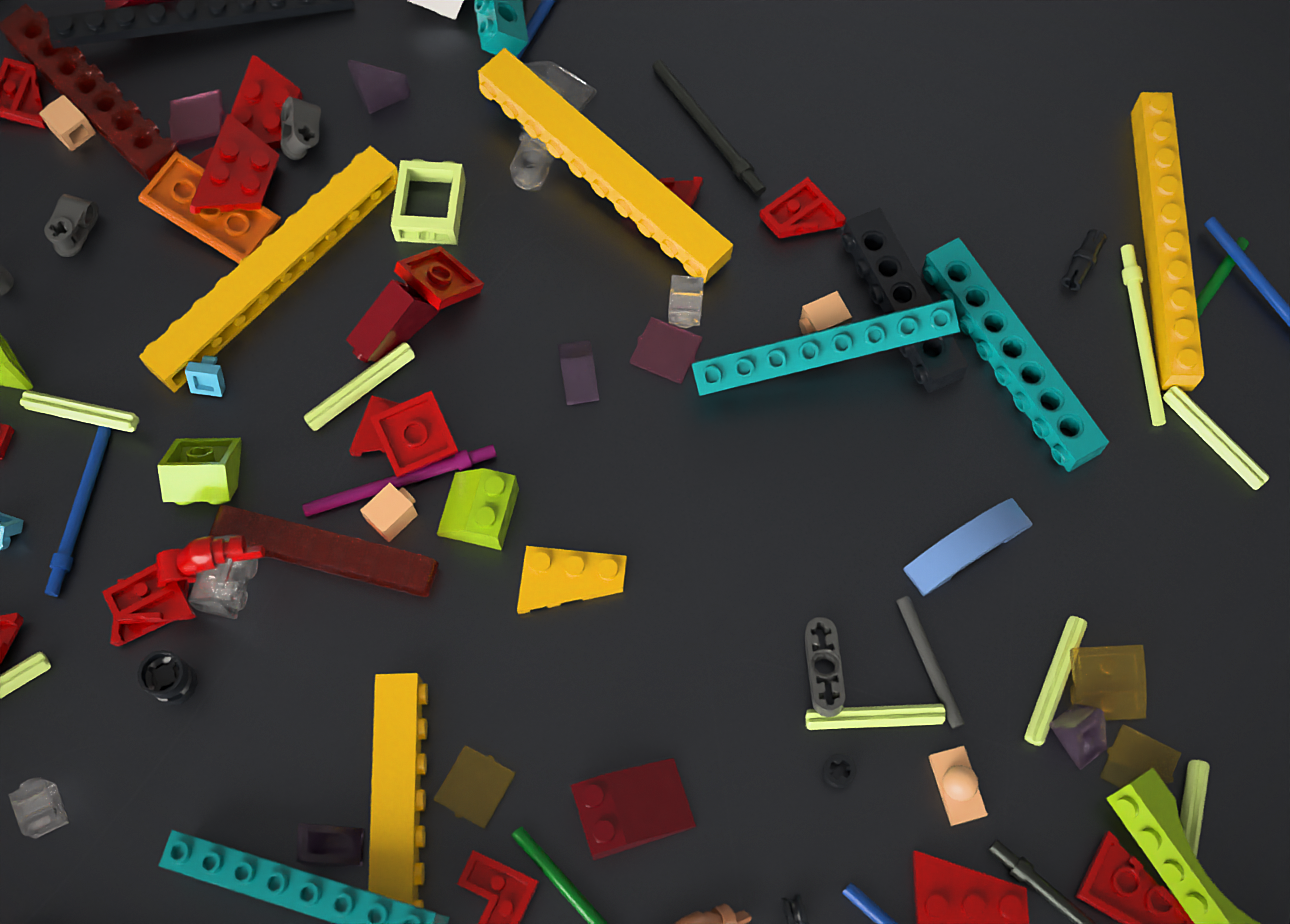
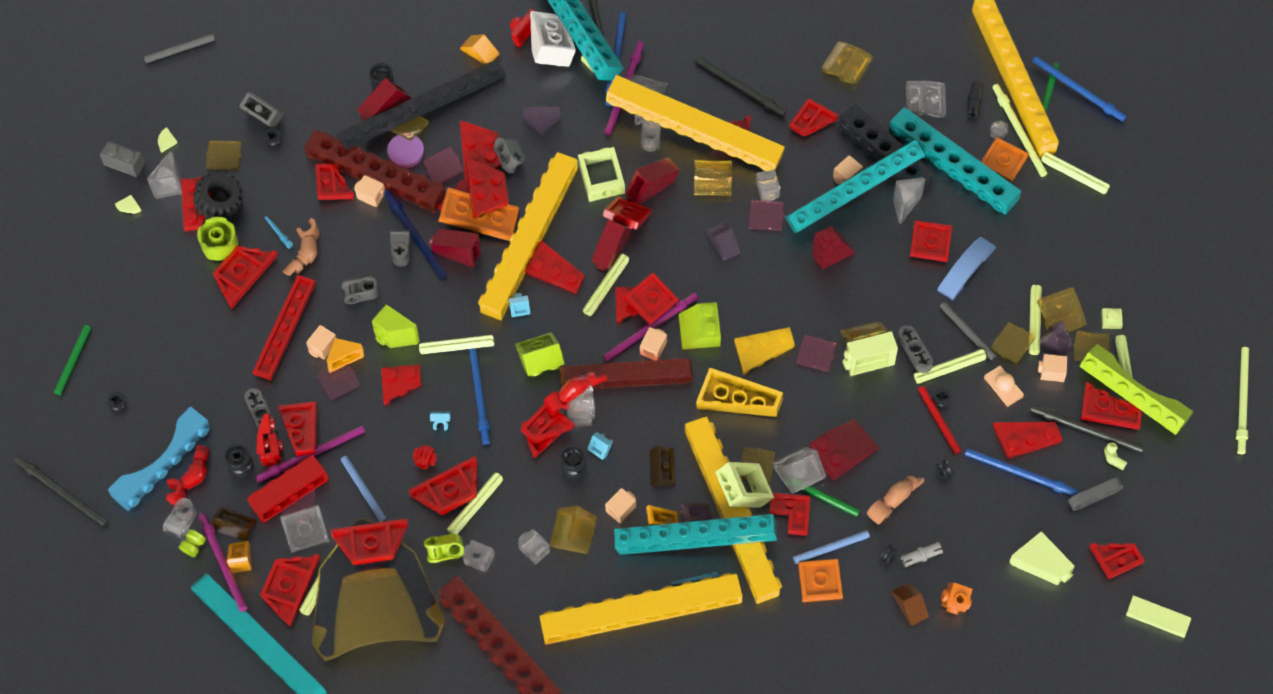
camera: 20 degrees left, 5 degrees down
(98, 160) = (396, 207): none -> clear blue bar
(120, 801) = (573, 529): none -> clear yellow slope
(152, 77) = (405, 152): none -> medium lavender tile
(152, 251) = (457, 246): none -> dark red slope
(175, 44) = (411, 128): none -> clear yellow piece
(213, 783) = (621, 505): none -> light nougat brick
(227, 663) = (600, 445): none -> medium azure tile
(265, 835) = (660, 516): none -> light orange slope
(290, 334) = (554, 269): none -> red wing
(316, 734) = (662, 466): none -> dark brown slope
(395, 826) = (737, 495): none -> yellowish green window
(478, 646) = (736, 395): none -> yellow wedge
(501, 235) = (651, 180): none -> dark red slope
(540, 822) = (800, 469): none -> clear slope
(560, 37) = (634, 60): none -> magenta bar
(603, 261) = (713, 177): none -> clear yellow slope
(655, 616) = (816, 353): none -> clear pink piece
(740, 652) = (870, 353): none -> yellowish green window
(745, 609) = (863, 331): none -> clear yellow slope
(747, 439) = (830, 247): none -> dark red slope
(821, 811) = (939, 419): none -> red bar
(893, 137) = (847, 62): none -> clear yellow slope
(909, 390) = (906, 196): none -> clear slope
(922, 480) = (931, 241): none -> red plate
(1001, 710) = (1012, 342): none -> clear yellow piece
(1002, 234) = (926, 98): none -> clear slope
(1057, 783) = (1053, 368): none -> light nougat brick
(1100, 377) = (1005, 159): none -> orange tile
(1107, 322) = (998, 129): none -> clear tile
(1195, 722) = (1111, 318): none -> yellowish green plate

